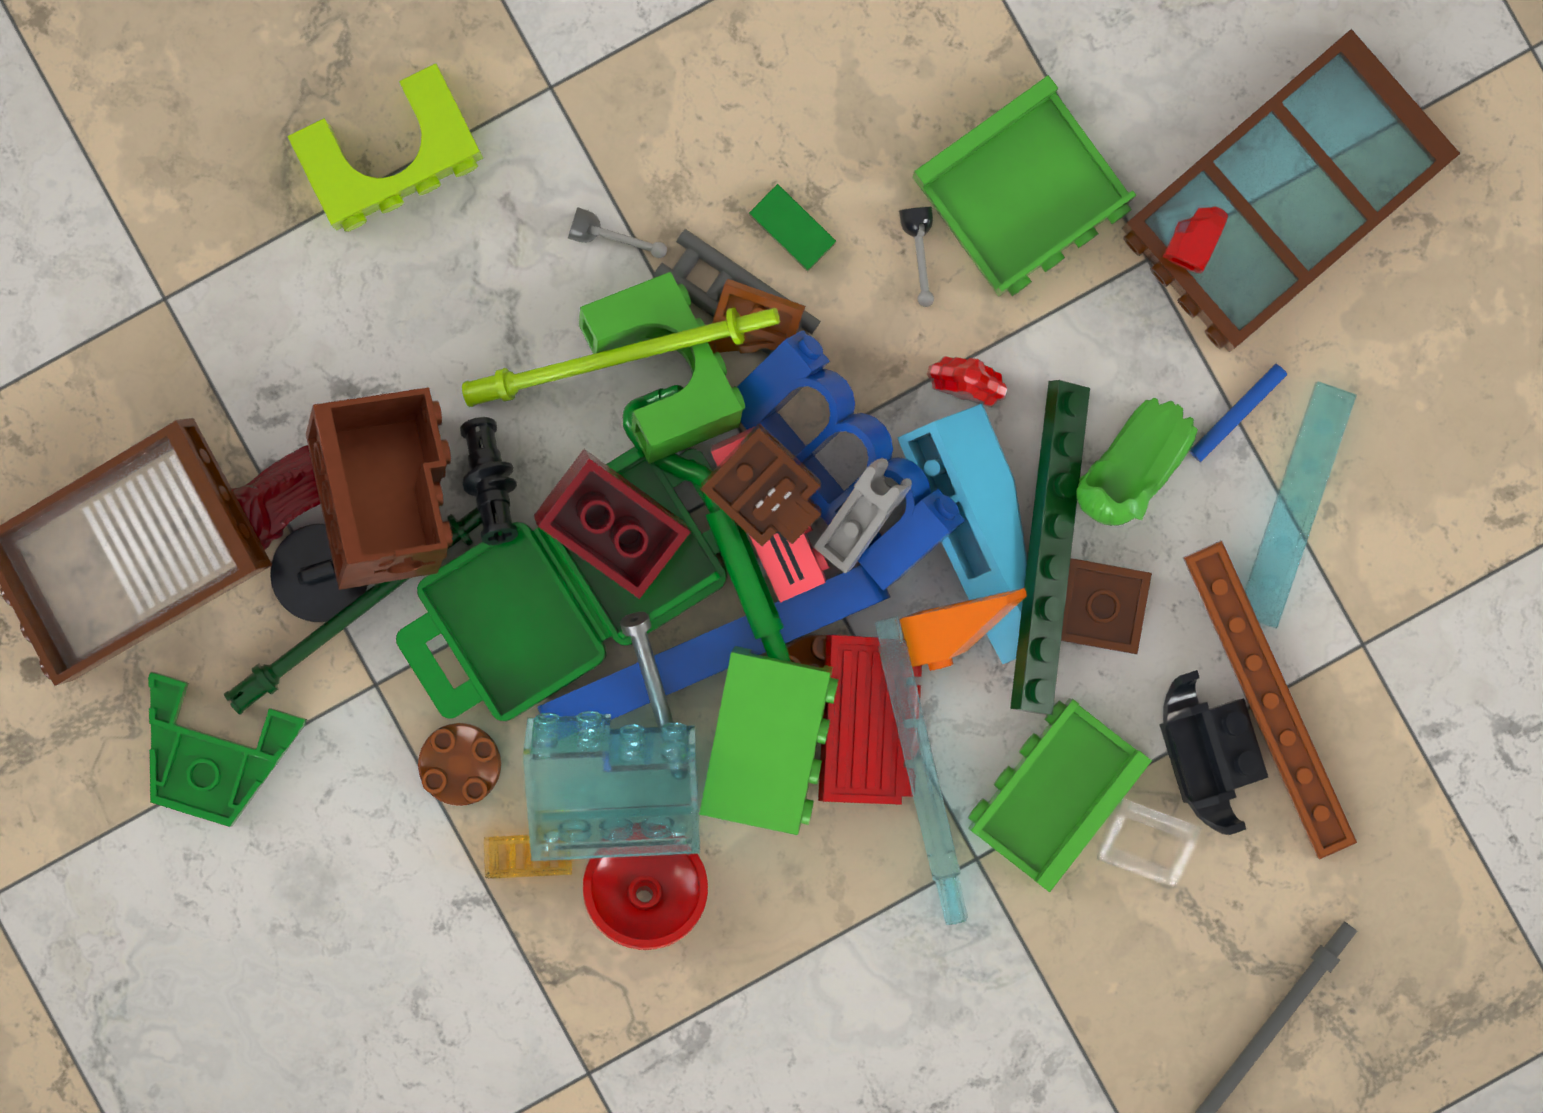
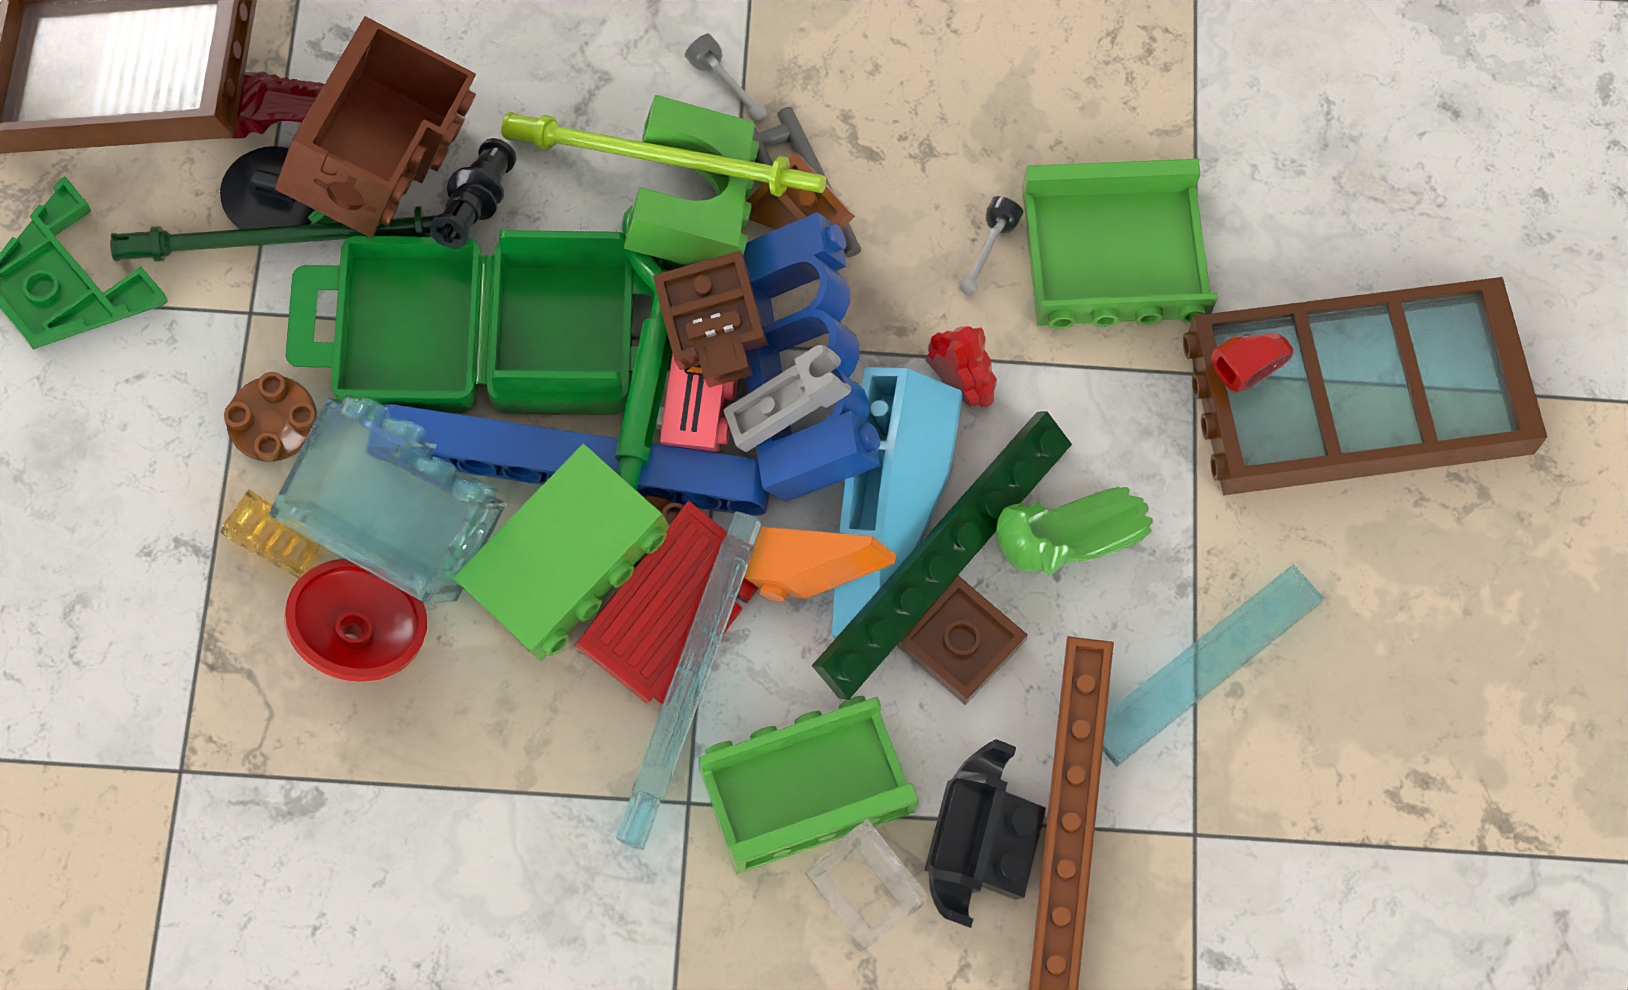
camera: 30 degrees right, 20 degrees down
(611, 524) = (552, 266): dark red brick -> none
(636, 626) = (500, 415): flat silver bar -> none
(792, 227) = (887, 161): green tile -> none
(1237, 413) = (1199, 549): blue piece -> none

